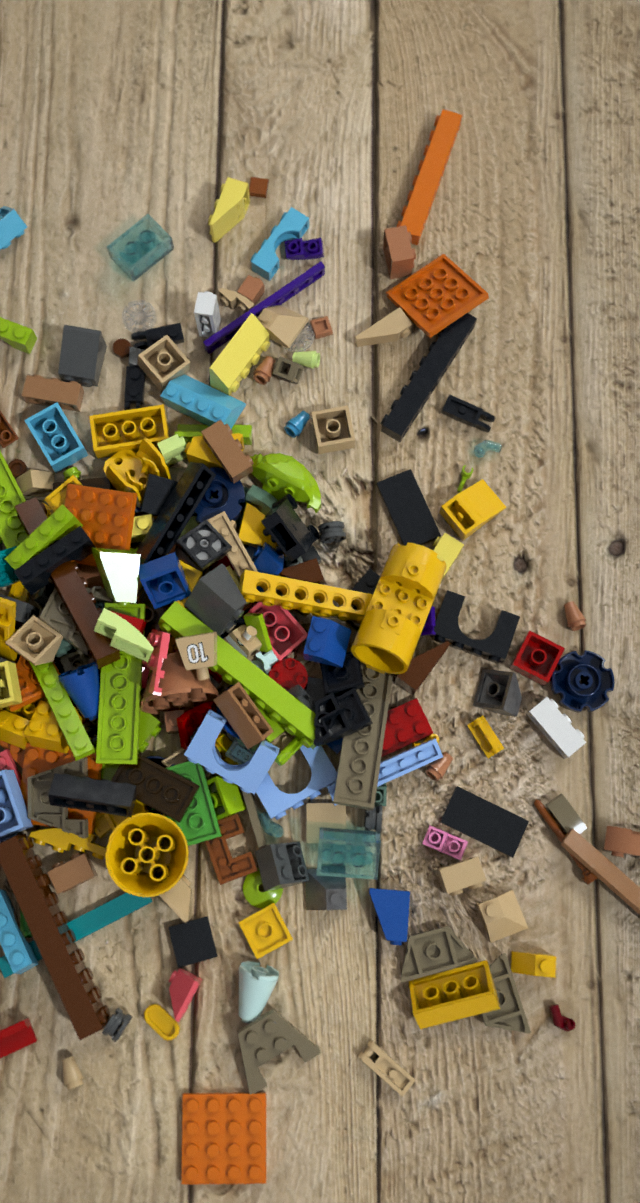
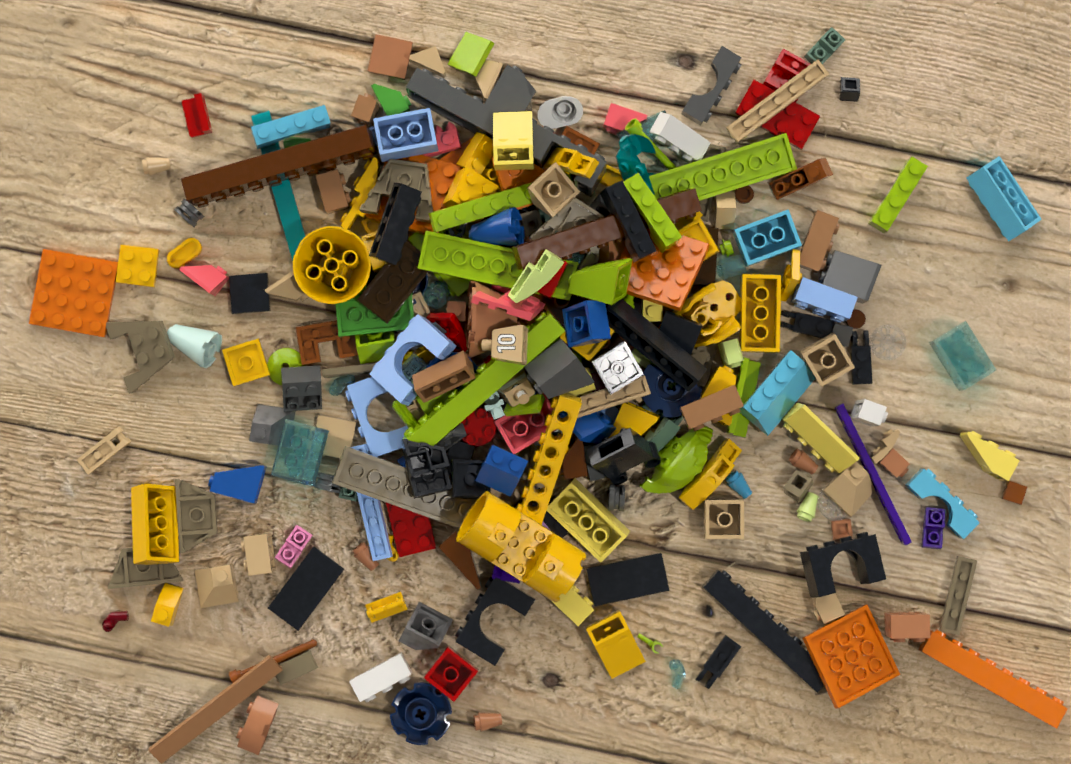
camera: 100 degrees right, 10 degrees up
(87, 406) = (791, 276): none -> yellow wing
(89, 465) = (731, 267): none -> clear light blue brick
(107, 375) = (823, 300): none -> light blue brick
(161, 744) = (437, 294): none -> clear light blue head
(183, 1071) = (137, 266): none -> yellow plate
(294, 446) = (711, 475): none -> yellow slope
(353, 335) = (818, 562): none -> black arch
(359, 554) = (588, 520): none -> light yellow slope
(360, 217) = (958, 595): none -> dark tan plate

